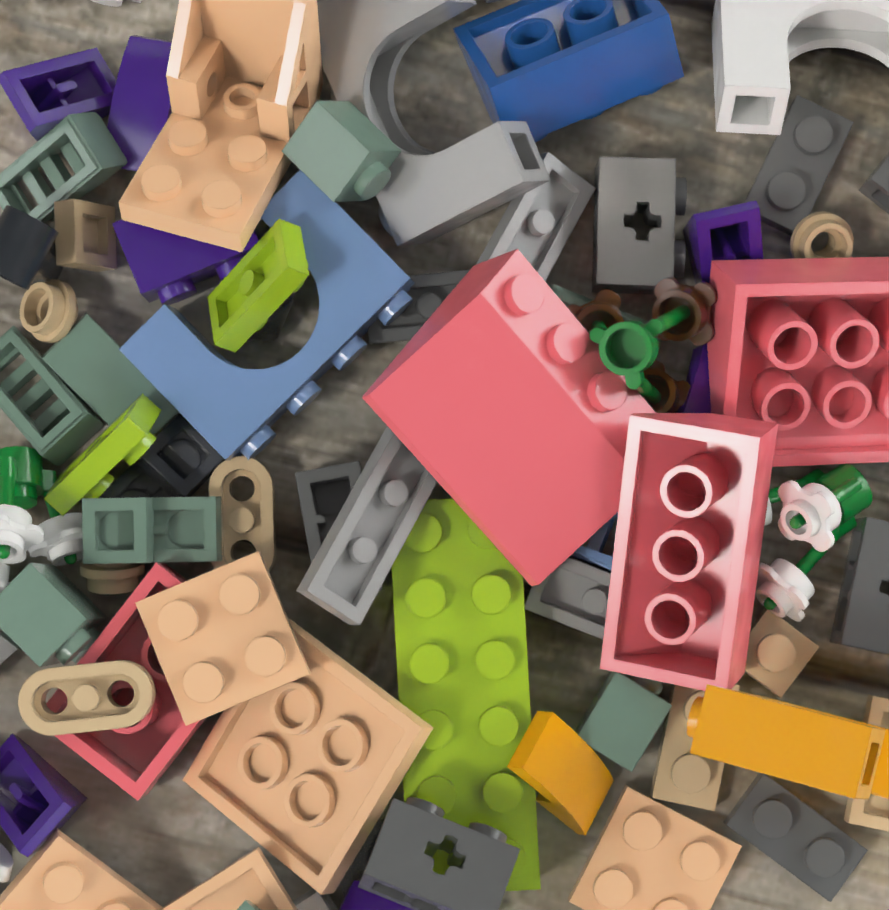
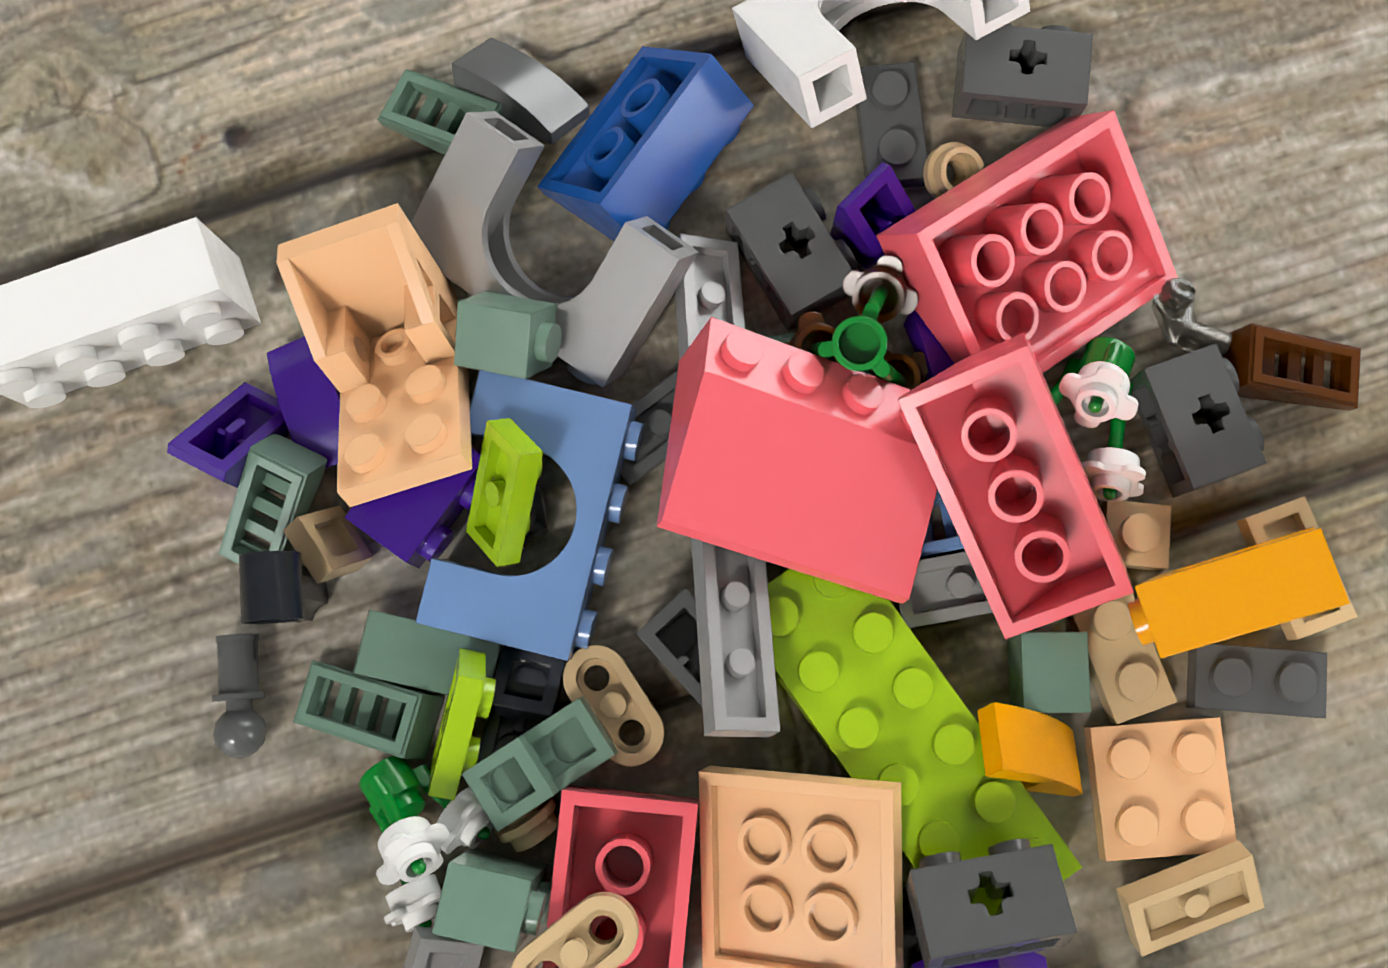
camera: 25 degrees left, 5 degrees down
(49, 310) = (335, 627): tan plate -> none
(222, 638) = (663, 821): light nougat plate -> none

